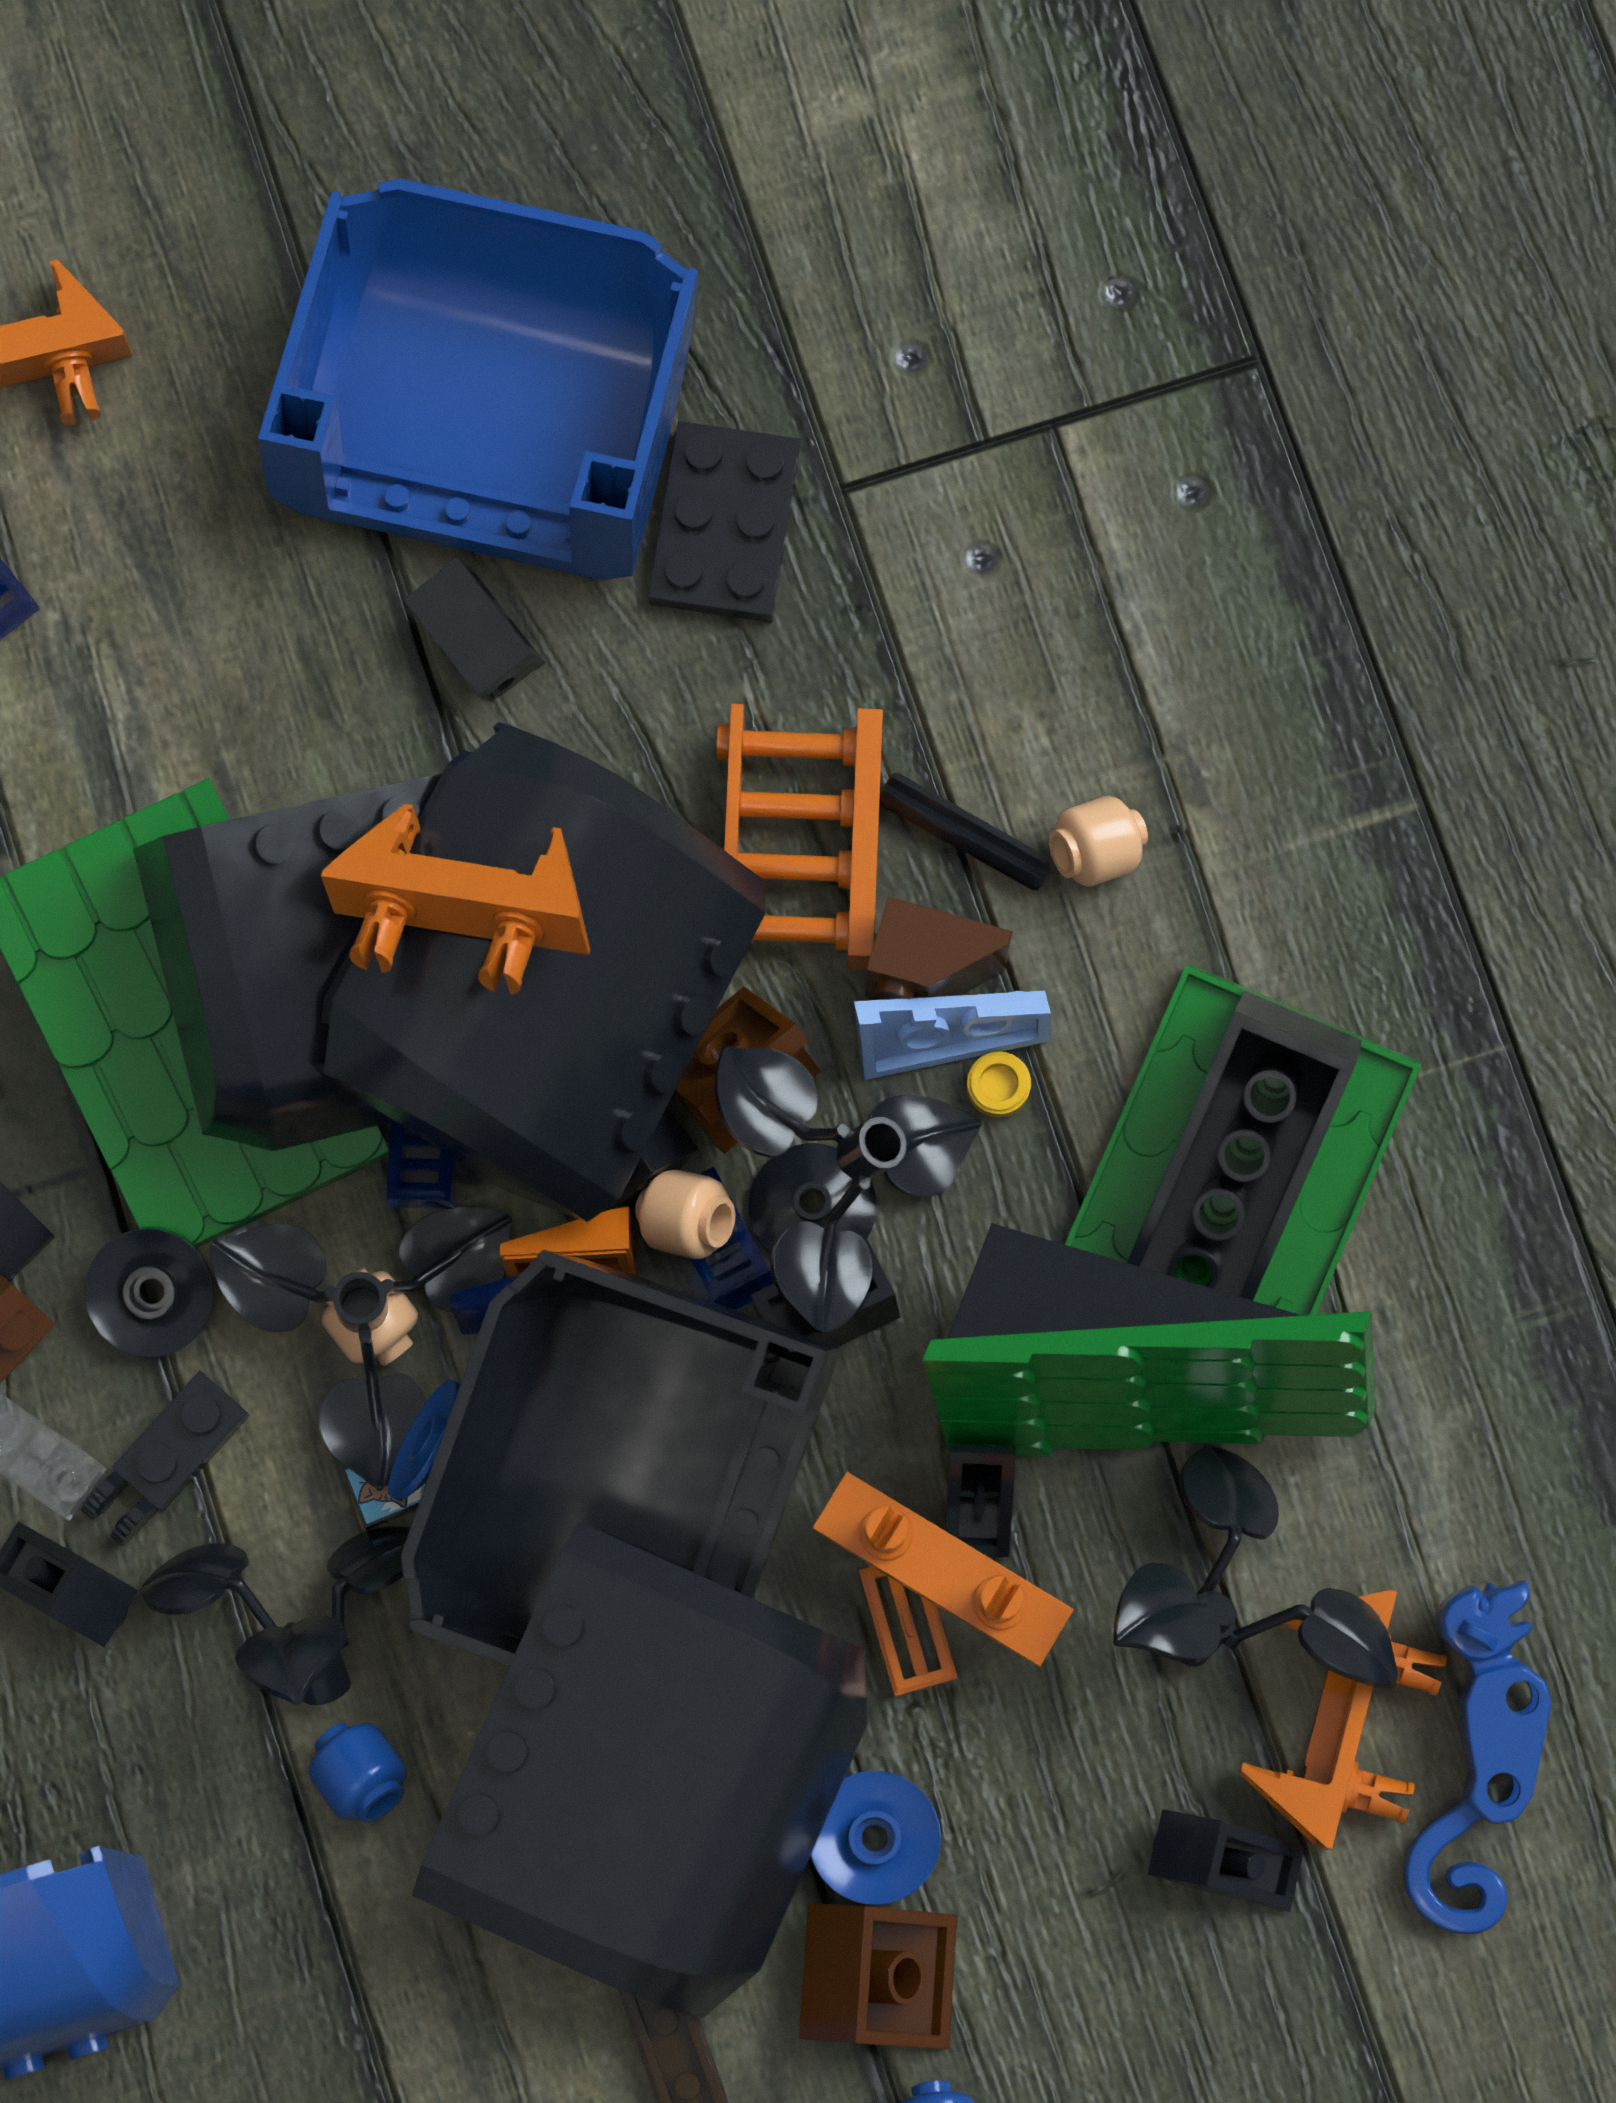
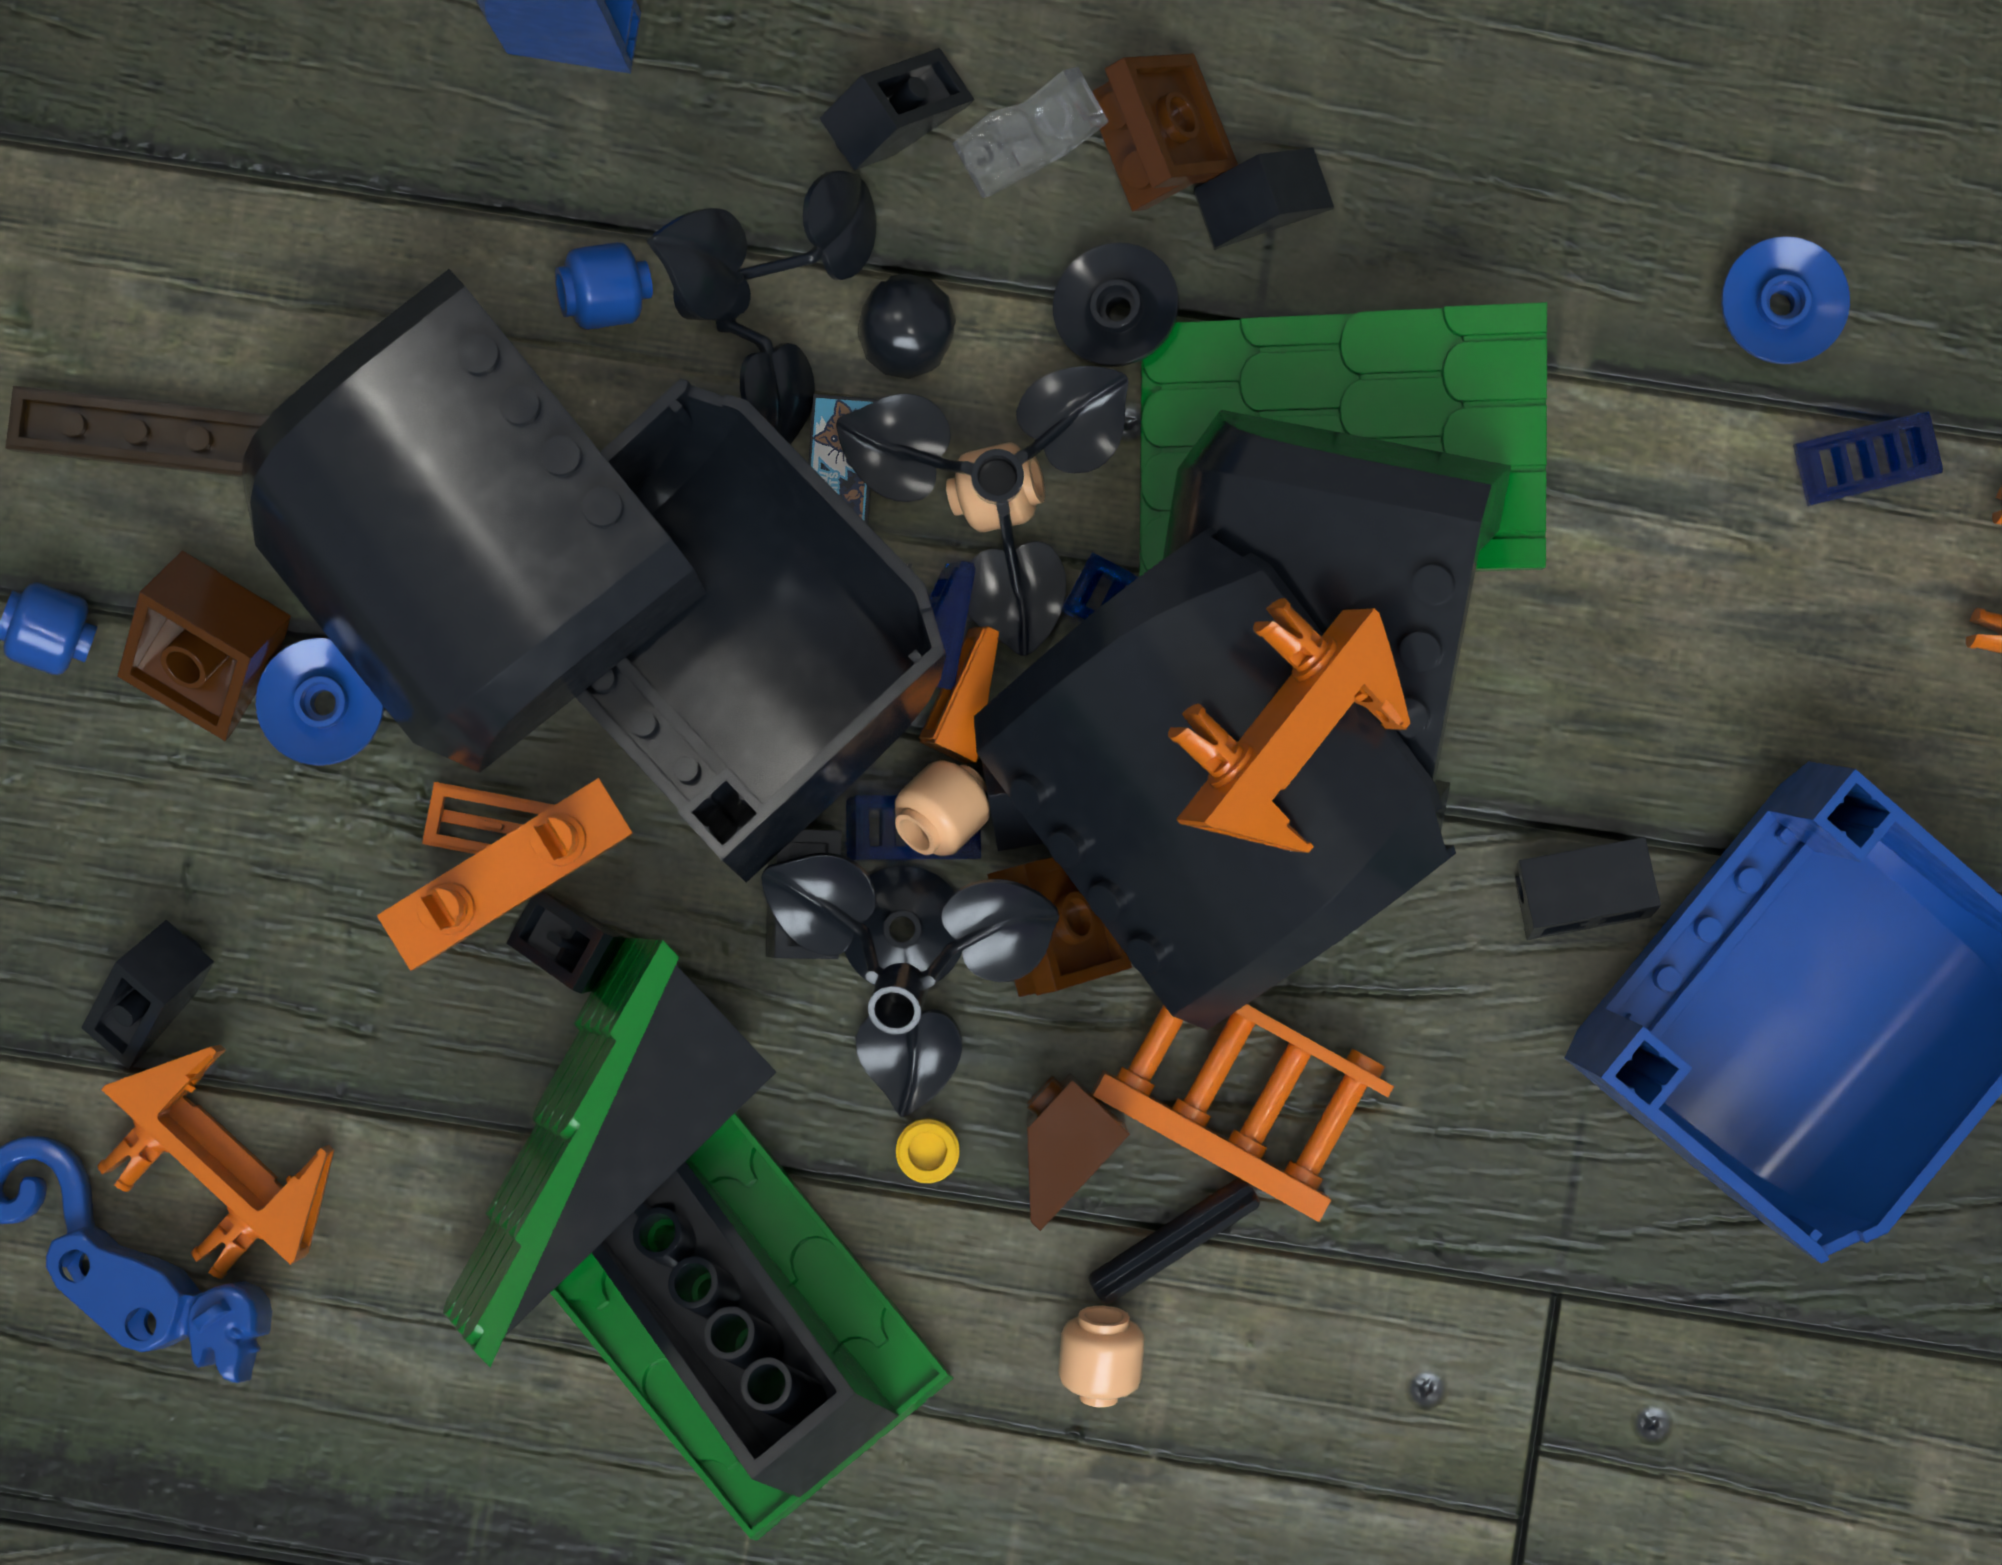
camera: 125 degrees right, 10 degrees up
(169, 1454) = (967, 258): black hinge -> none
(259, 1476) = (906, 326): none -> black hair
(422, 1443) = (849, 475): blue dish -> none
(724, 521) = (1578, 1170): black plate -> none
(946, 1029) = (993, 1131): light blue wing -> none
(1170, 1619) = (351, 1055): black plant -> none

